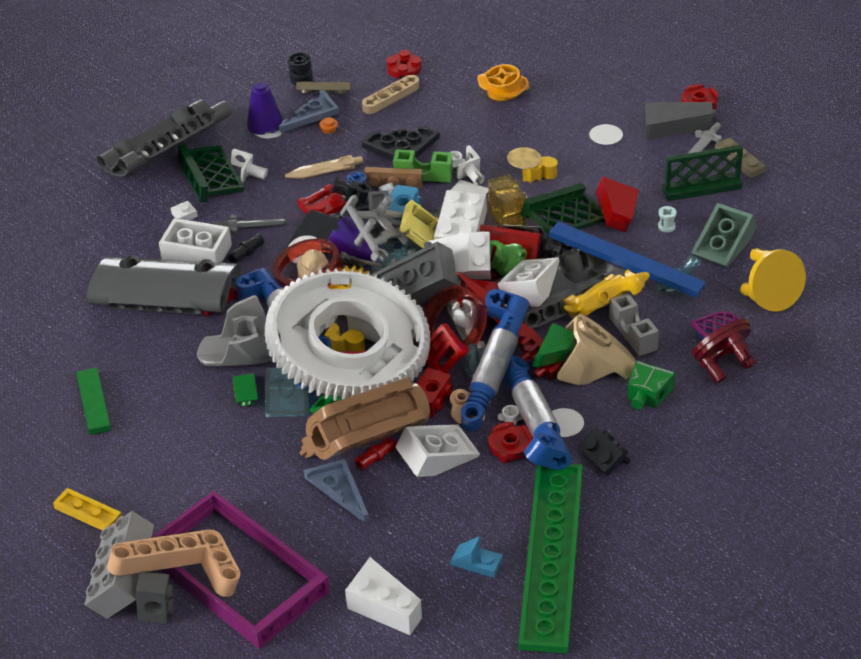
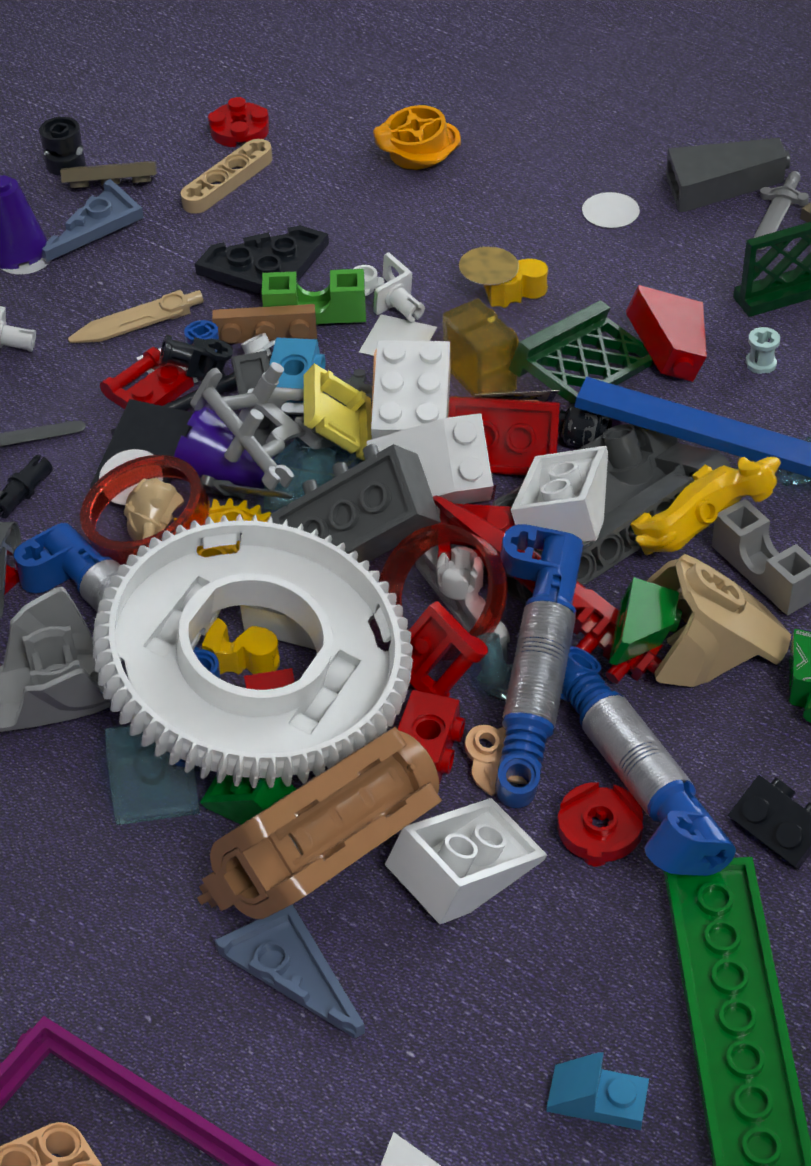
camera: 10 degrees left, 5 degrees up
(245, 389) = (68, 774): green slope -> none
(328, 125) = (129, 241): orange plate -> none
(375, 453) = (346, 884): red pin -> none
(506, 257) = (511, 455): bright green piece -> none
(510, 414) = (586, 758): white plate -> none
(569, 421) = (698, 761): white sticker -> none
(698, 93) = (745, 127): red plate -> none

